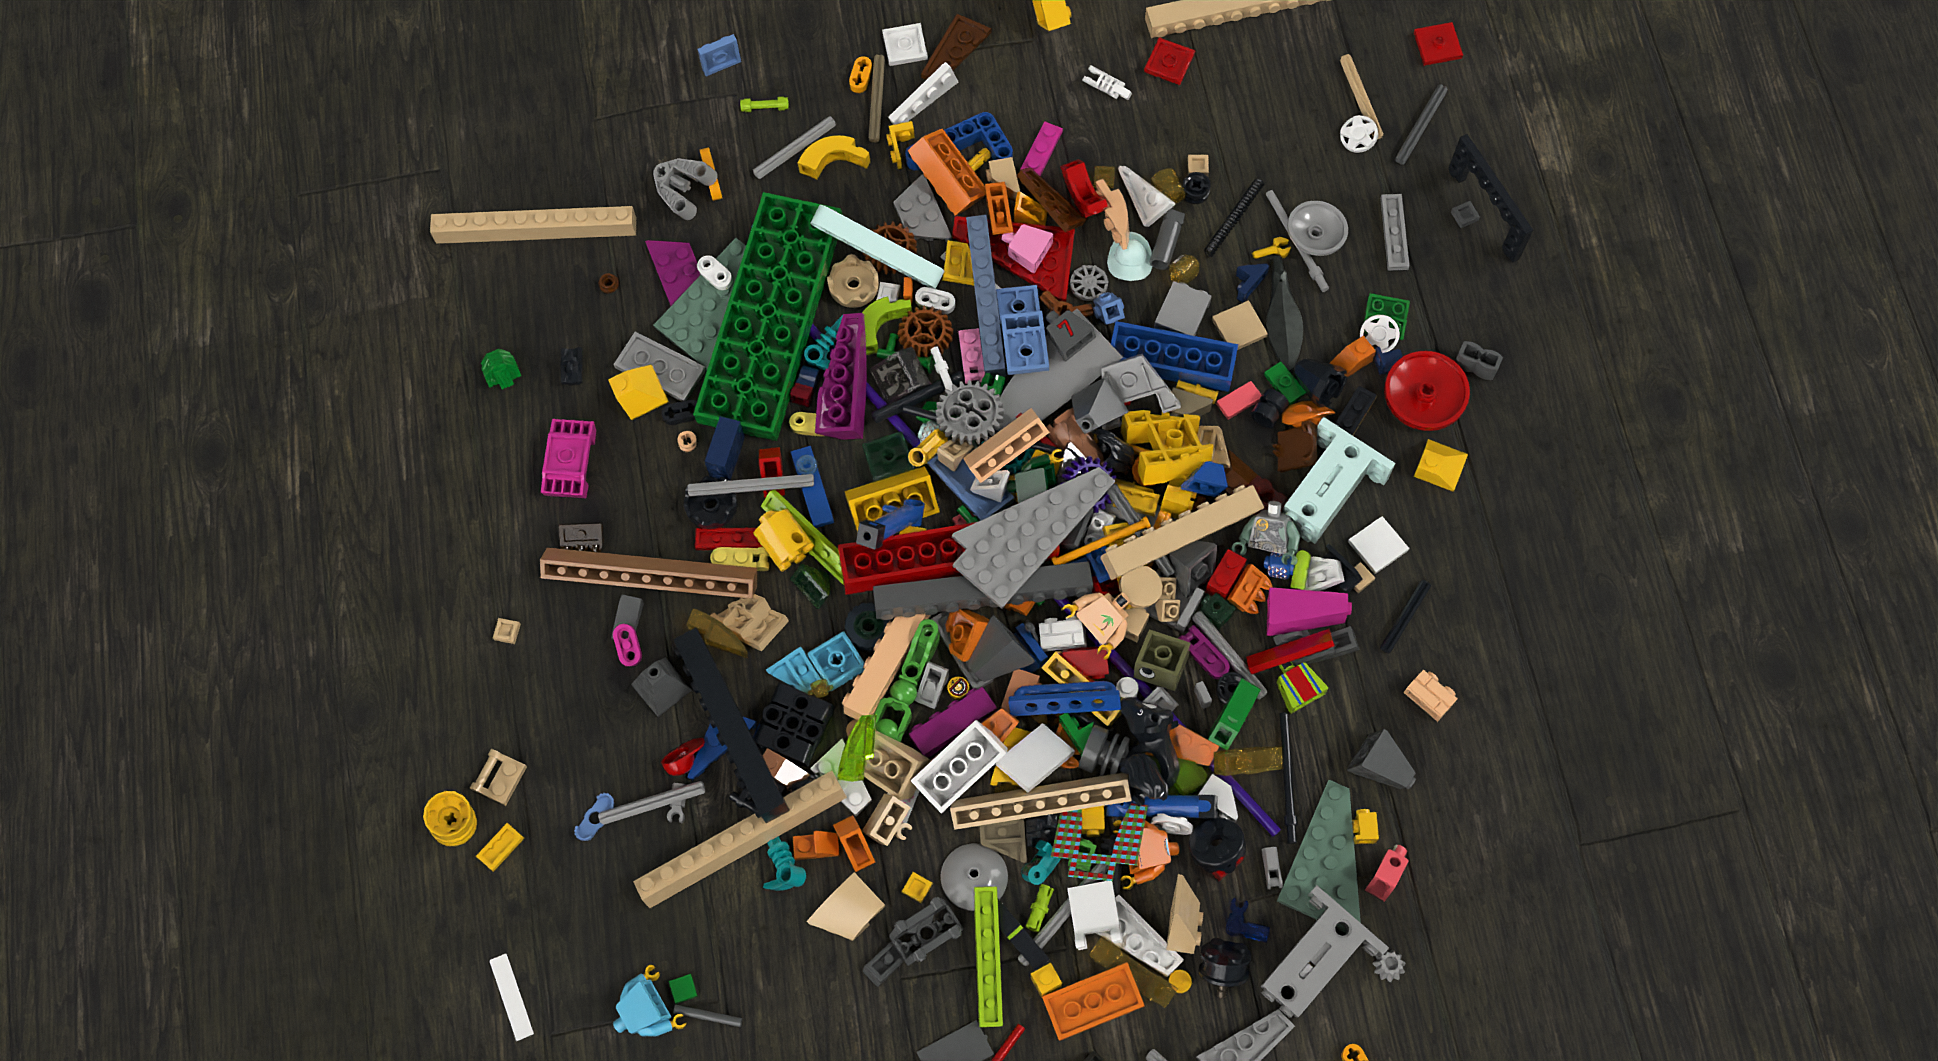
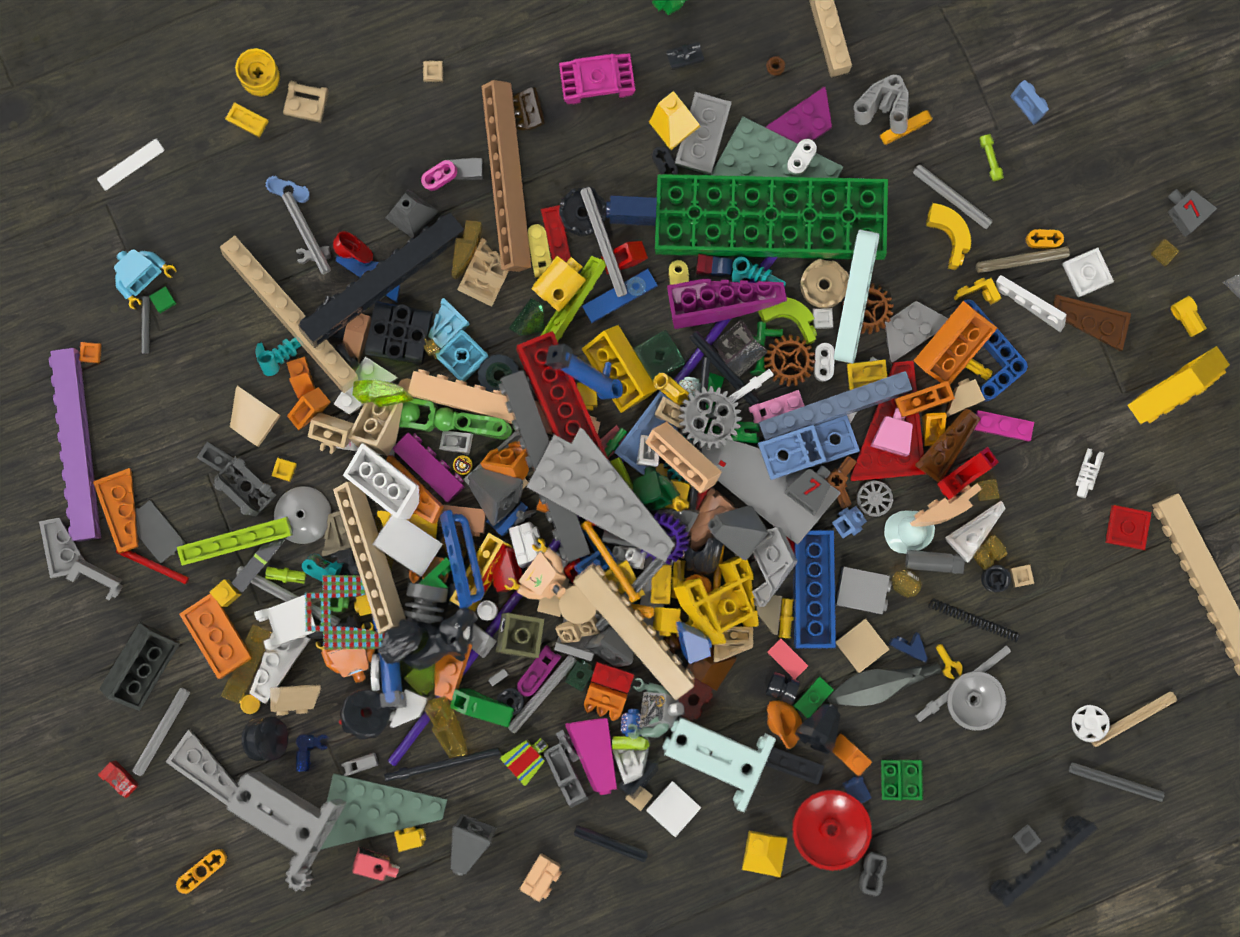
camera: 75 degrees right, 15 degrees up
(684, 435) = (635, 172): light nougat bush -> none
(908, 289) = (827, 335): orange tile -> none
(1290, 651) = (551, 747): red tile -> none
(1297, 447) = (748, 719): reddish brown piece -> none
(1380, 333) = (881, 777): white wheel -> none
(1394, 232) = (992, 774): light grey plate -> none
(1438, 43) = (1211, 784): red plate -> none

